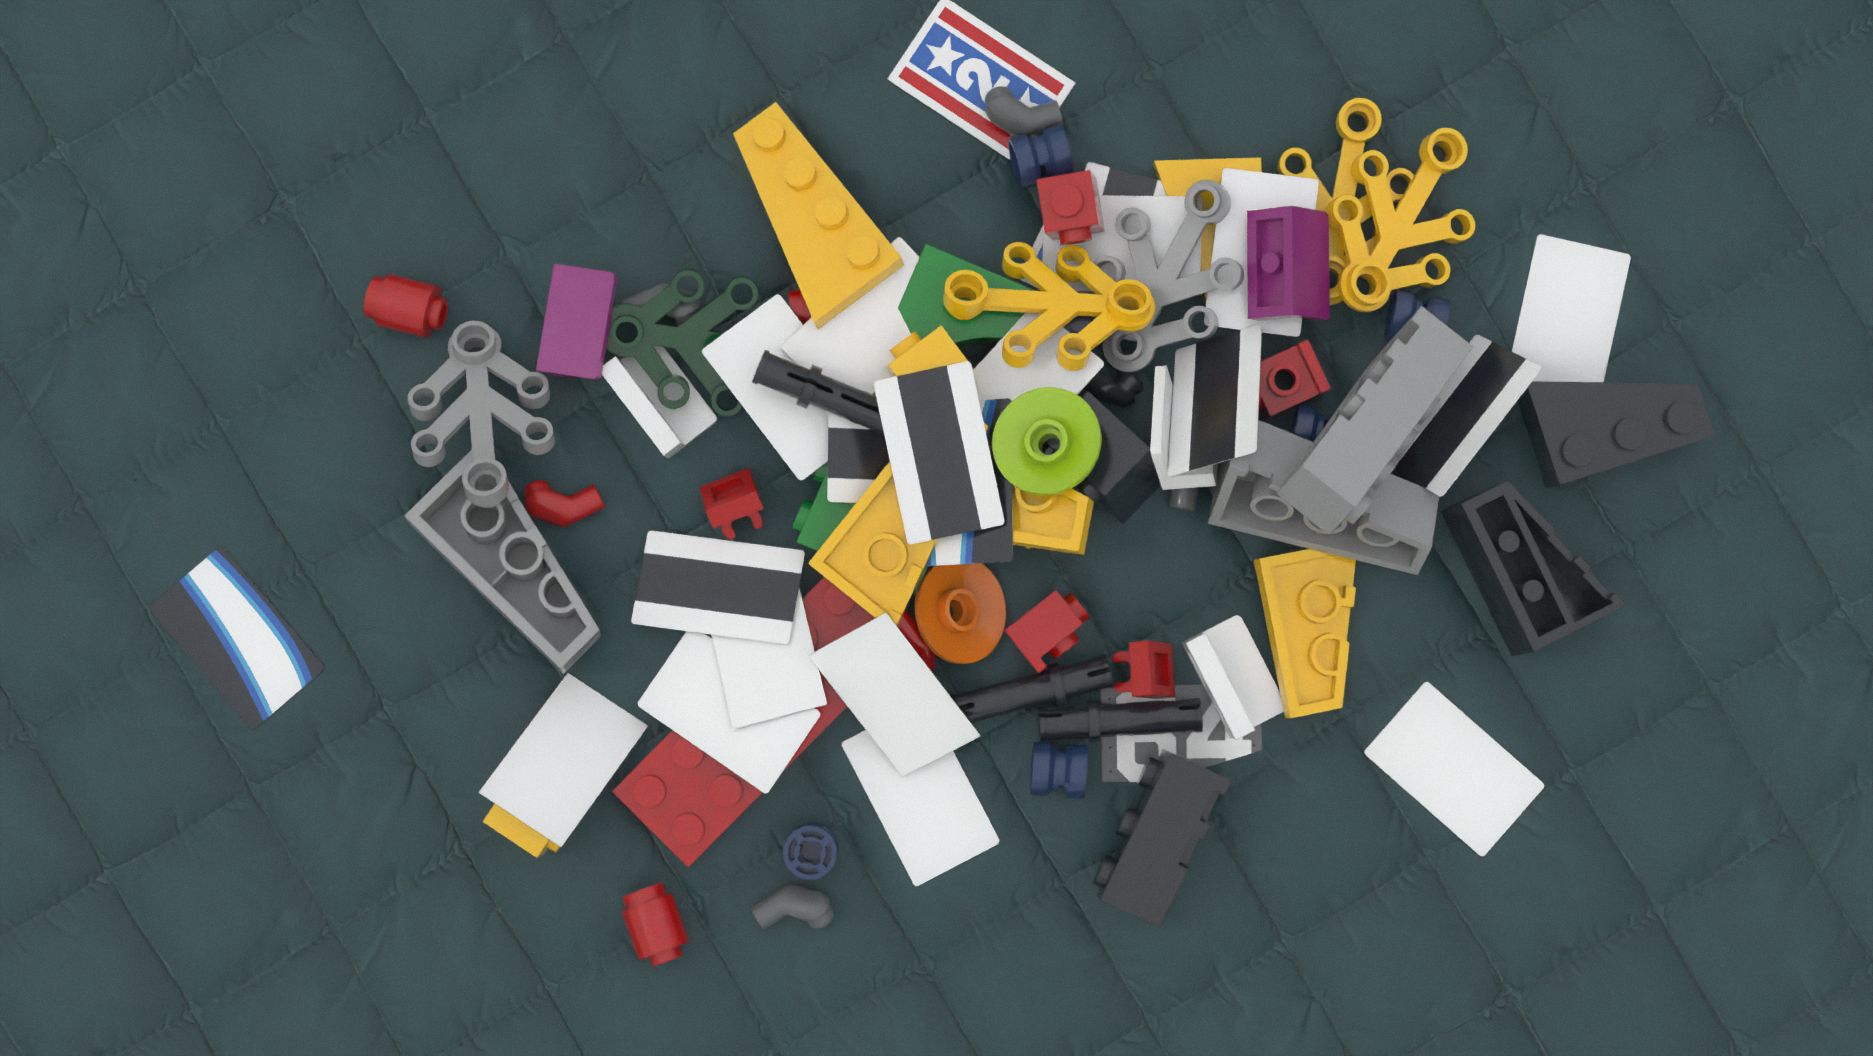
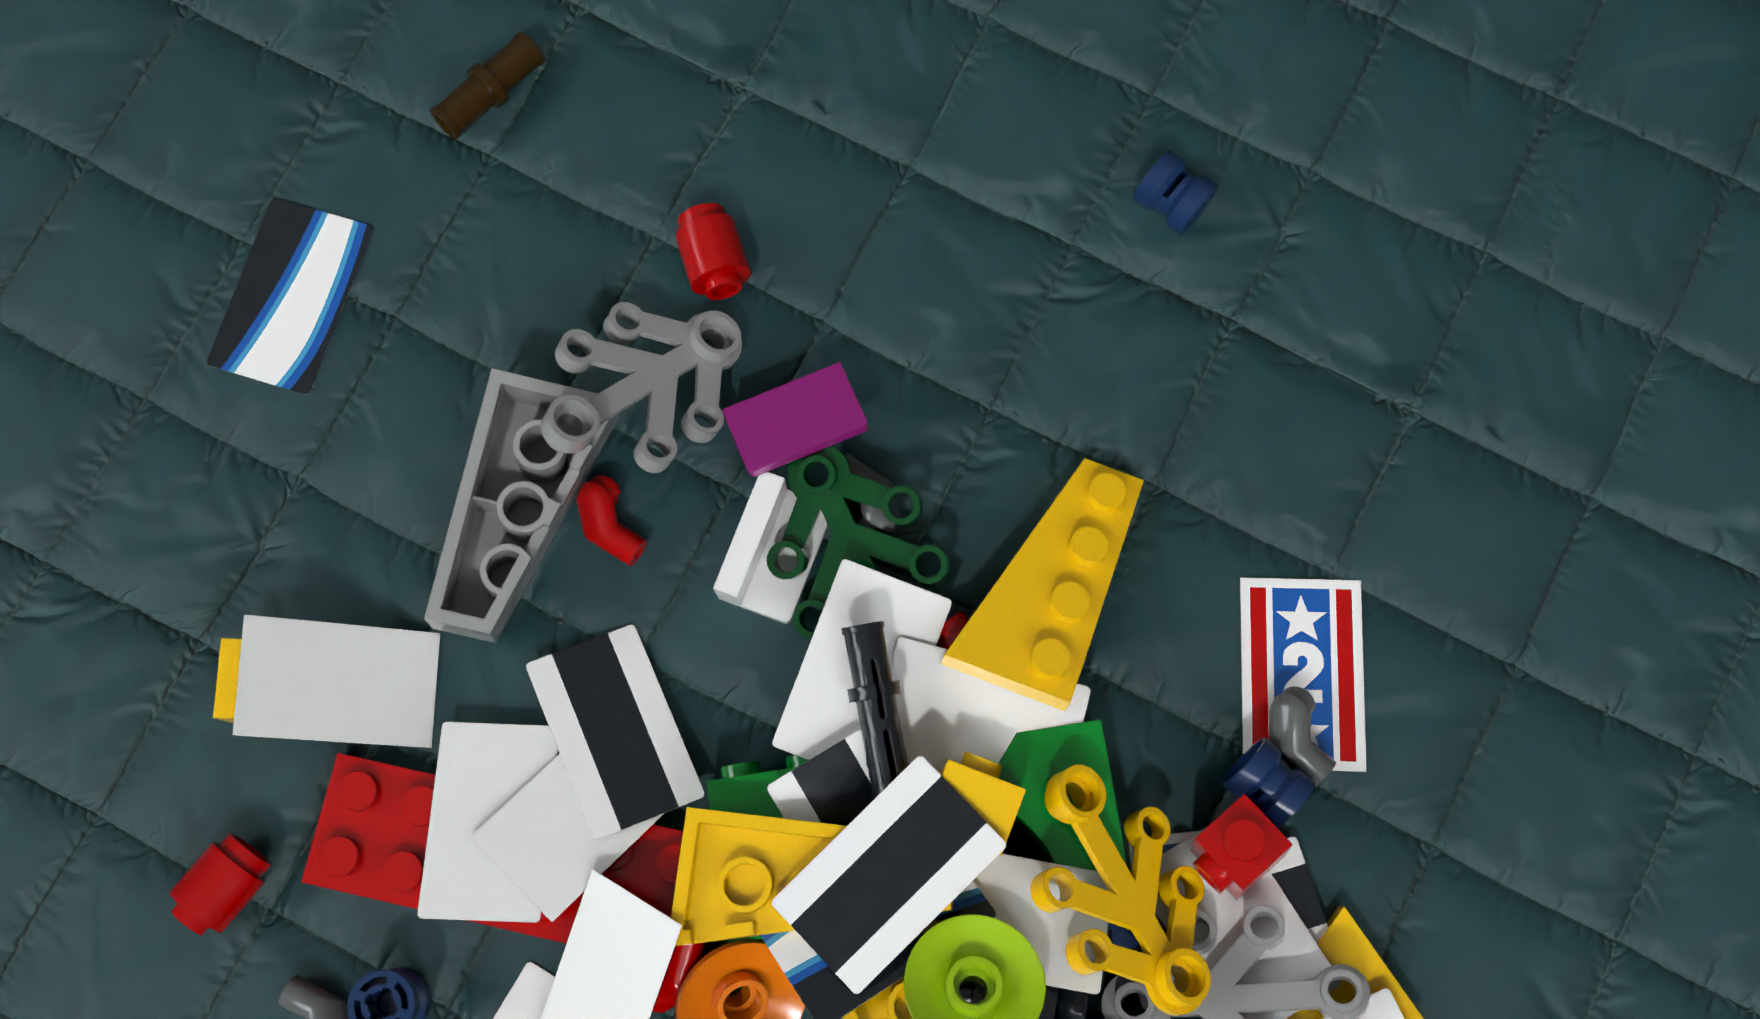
camera: 60 degrees right, 10 degrees down
(164, 394) = (487, 85): none -> dark brown pin
(732, 499) = (712, 687): red tile -> none

